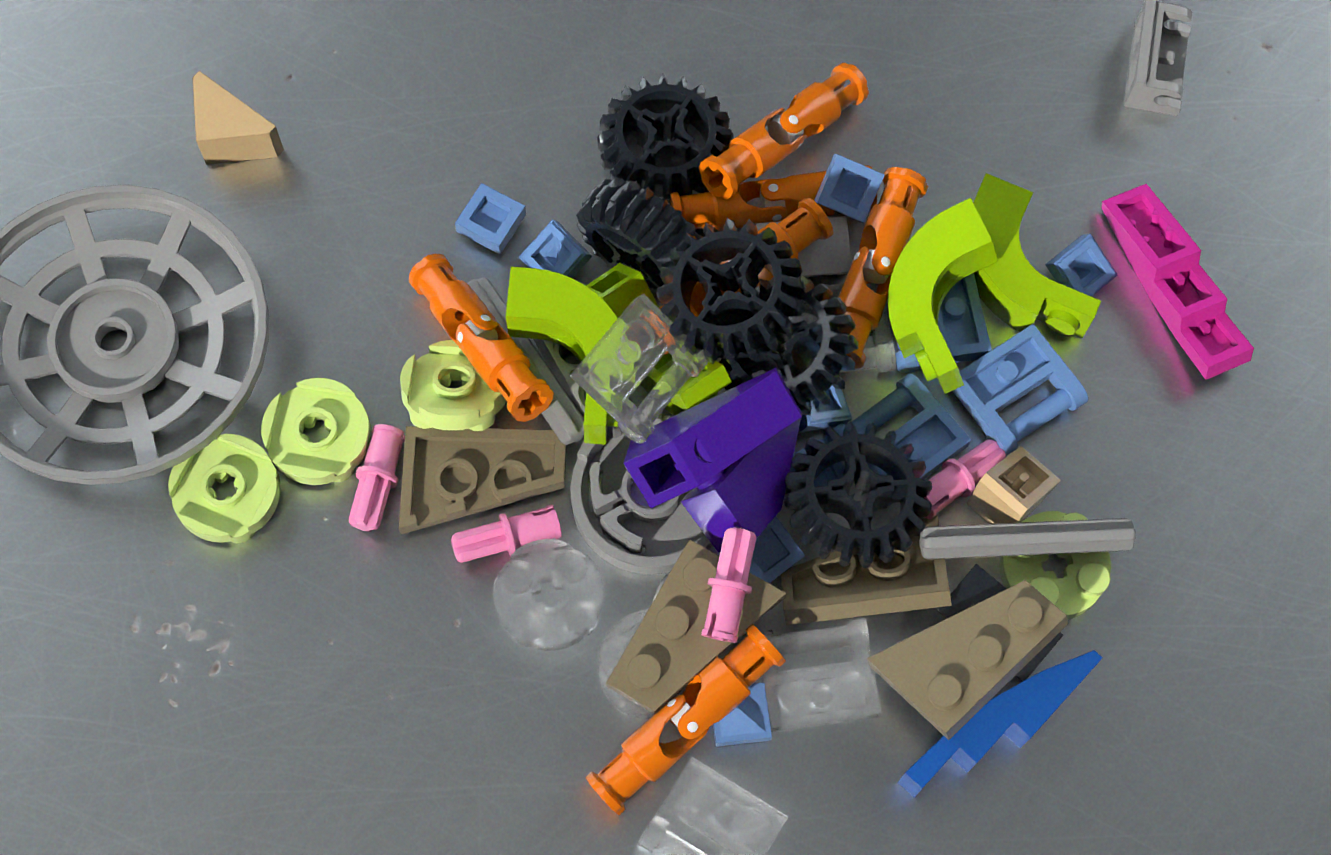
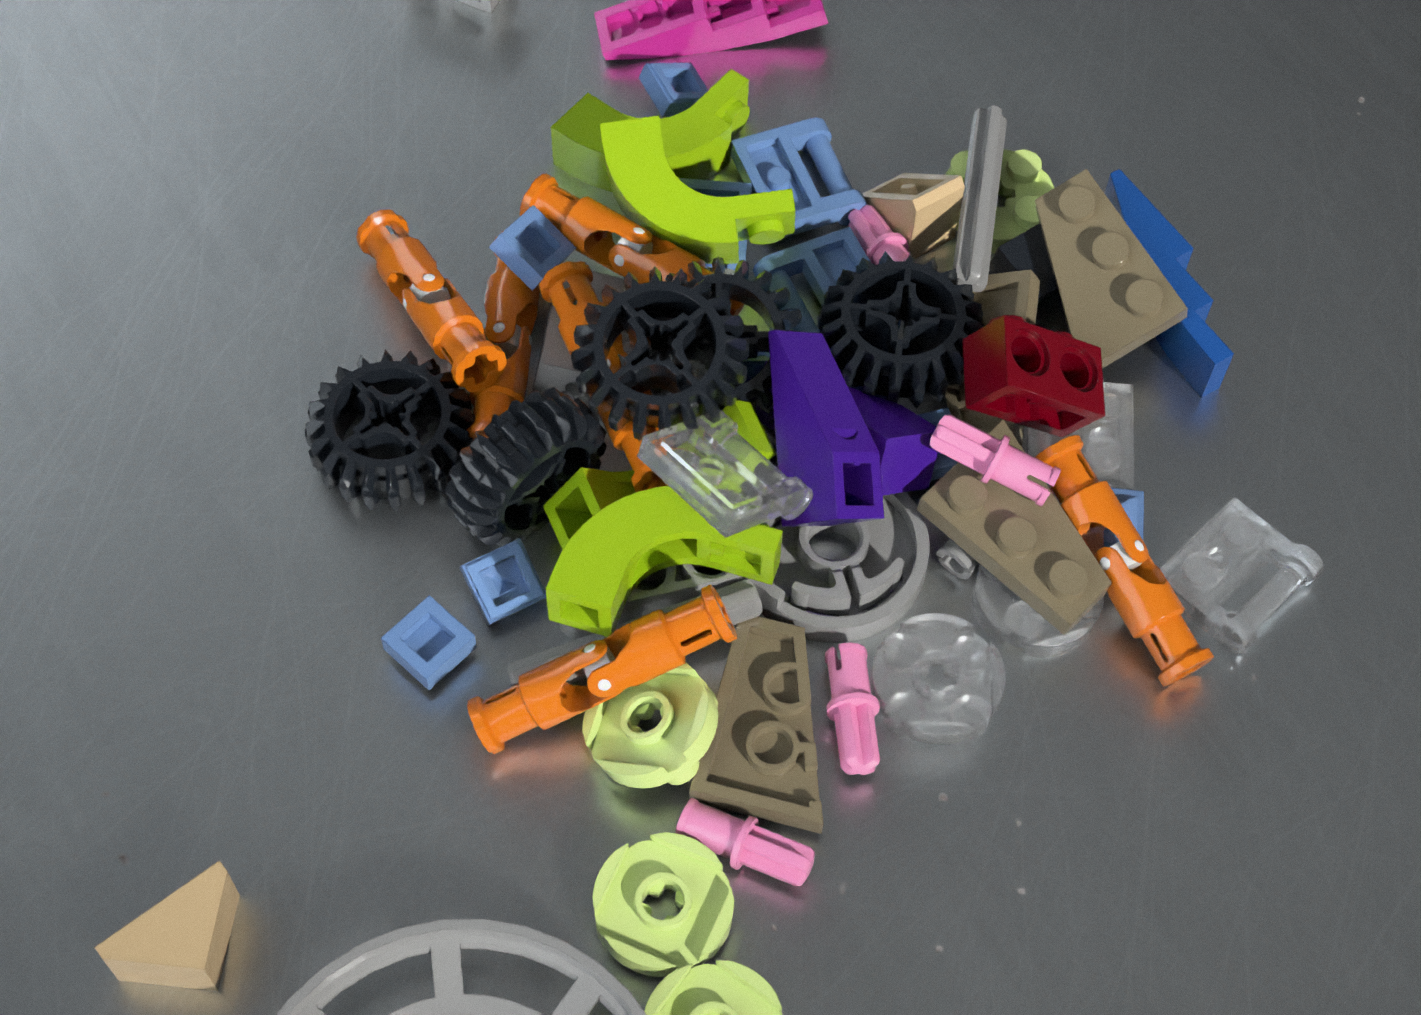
camera: 75 degrees left, 10 degrees down
(819, 608) = (1033, 376): none -> dark red brick

